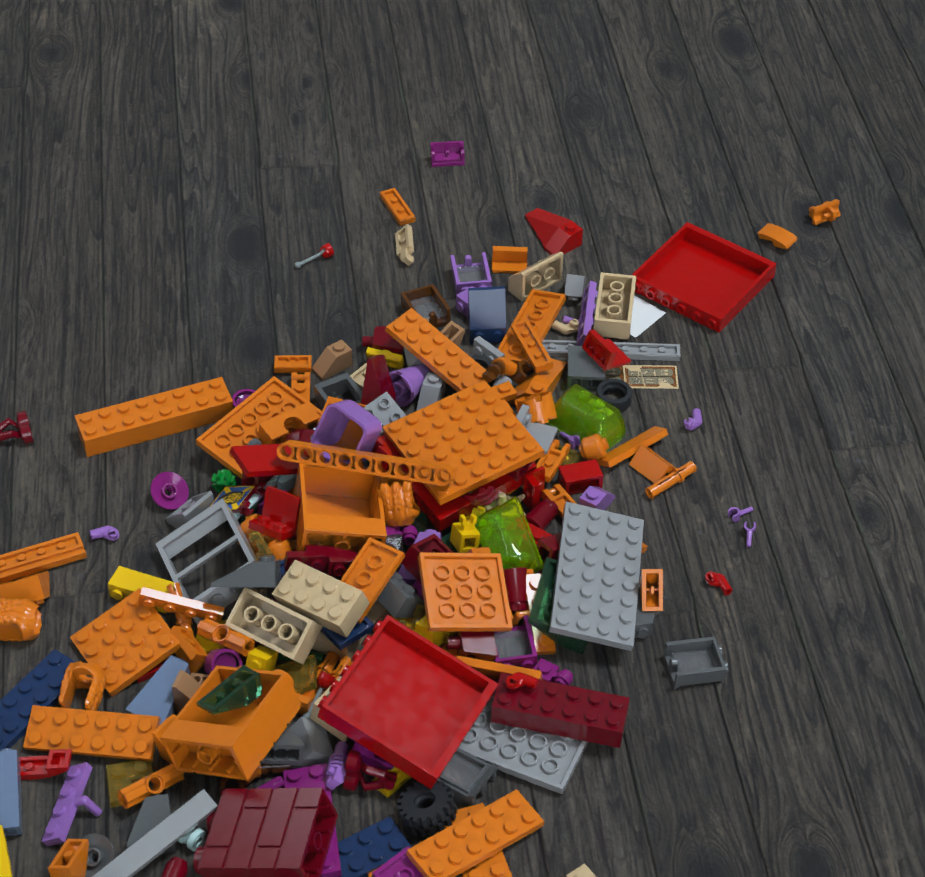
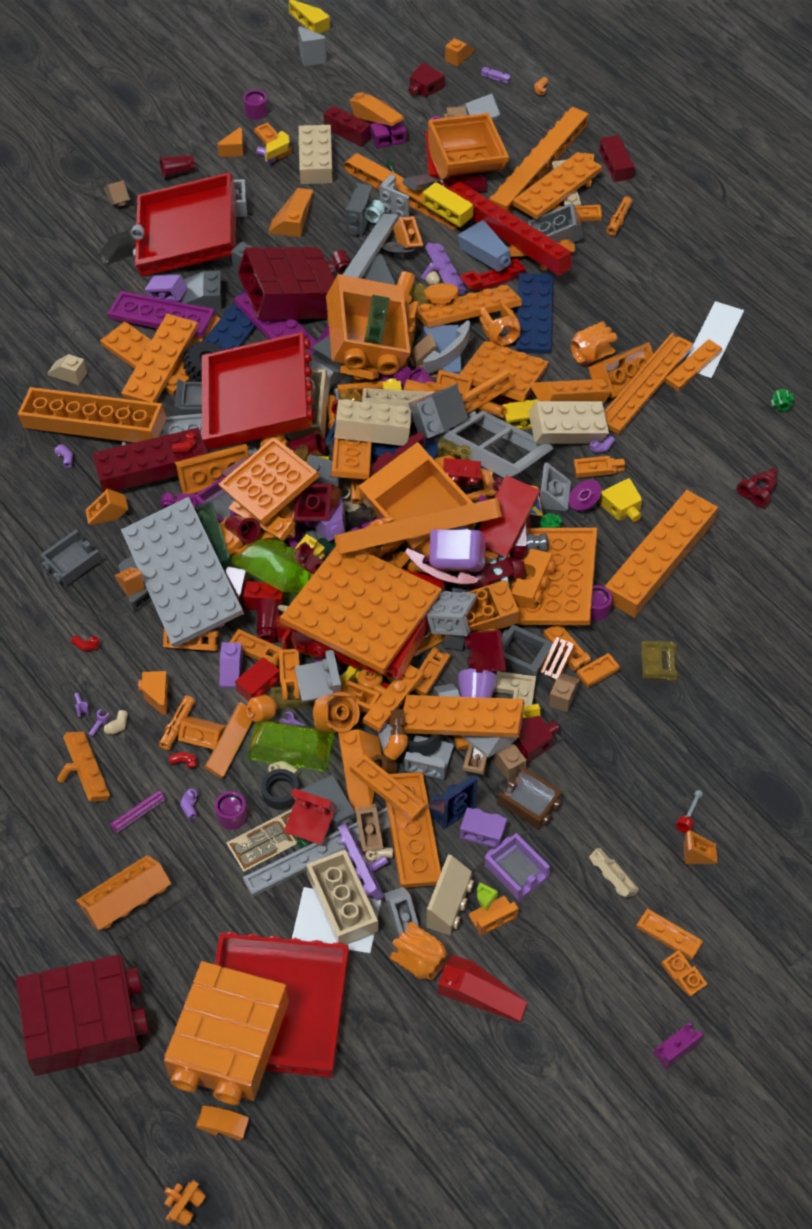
camera: 150 degrees right, 10 degrees up
(88, 577) = (572, 390): none -> orange slope
(94, 794) = (432, 278): none -> tan hinge
(108, 755) = (441, 293): none -> orange tile
(123, 545) = (568, 422): none -> tan brick
(130, 513) = (598, 466): none -> orange hinge
(138, 472) = (622, 501): none -> yellow torso
(163, 668) = (438, 361): none -> light grey slope
(242, 353) = (652, 660): none -> clear yellow plate
(312, 378) = (549, 657): none -> tile
(335, 233) = (699, 850): none -> orange slope
(408, 184) = (683, 974): none -> orange slope
(505, 272) = (486, 895): none -> lime tile
(562, 334) = (369, 827): none -> medium nougat slope
(582, 252) = (419, 952): none -> orange piece
(596, 795) = (91, 415): none -> orange brick
(640, 702) = (106, 507): none -> orange slope
(642, 787) = (63, 450): none -> medium lavender arm
(663, 396) = (231, 810): none -> magenta piece
(675, 510) = (155, 689): none -> orange slope
(678, 452) = (190, 759): none -> red arm
(723, 501) = (117, 725): none -> tan arm
(739, 433) = (137, 811): none -> magenta axle
(751, 250) = (226, 1033): none -> orange brick
(769, 480) = (85, 765): none -> orange plate
(781, 383) = (124, 892): none -> orange slope
(850, 317) = (80, 1014): none -> dark red brick

